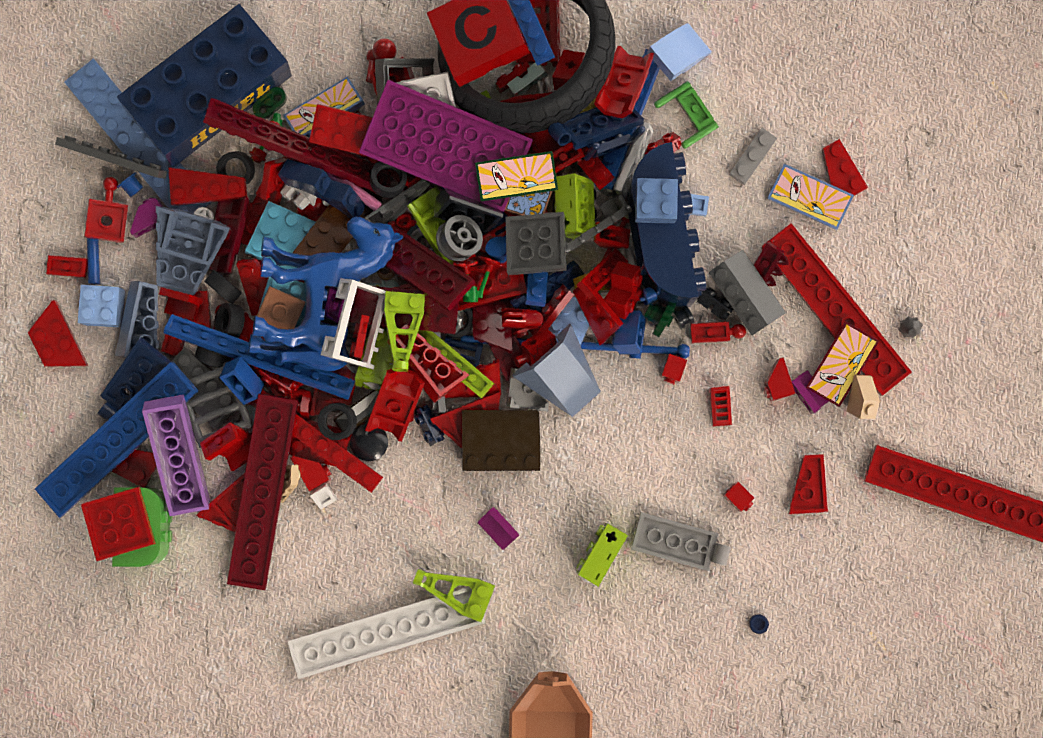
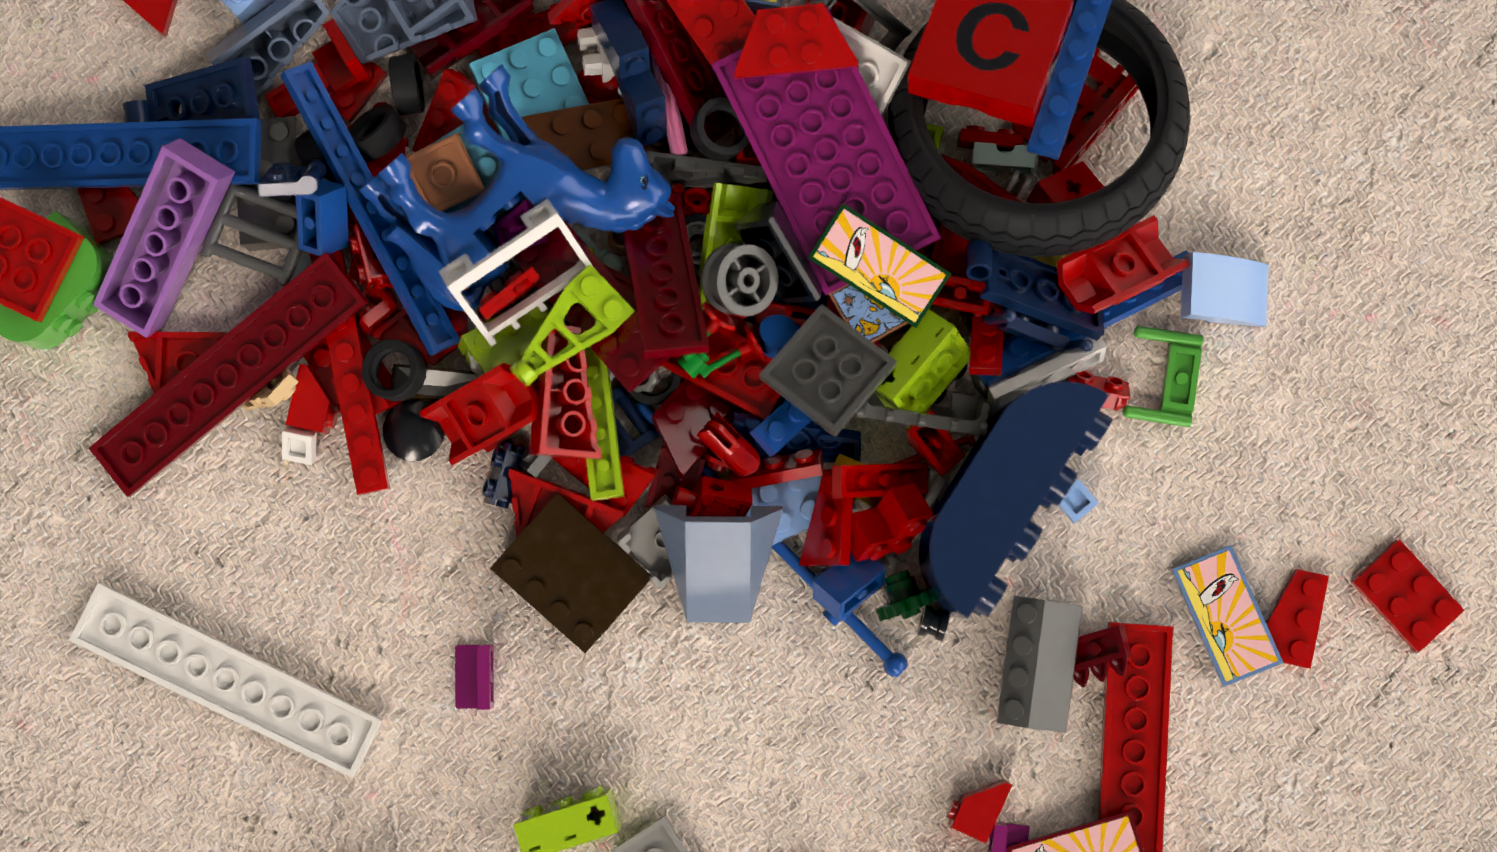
camera: 40 degrees right, 0 degrees up
(214, 374) = (292, 180): none -> dark blue plate
(230, 443) = (241, 277): red panel -> none
(387, 109) = (793, 42): none -> red wing
(479, 598) = (369, 743): lime plate -> none
(648, 296) = (912, 559): blue piece -> none
(656, 200) = (1022, 451): medium blue brick -> none
(673, 369) = (863, 676): red brick -> none
(712, 391) = (886, 747): red slope -> none
(715, 332) = (957, 677): red plate -> none
(721, 306) = (994, 649): black hinge -> none
(753, 156) = (1200, 501): light grey plate -> none
(881, 117) = (1407, 596): none -> red plate

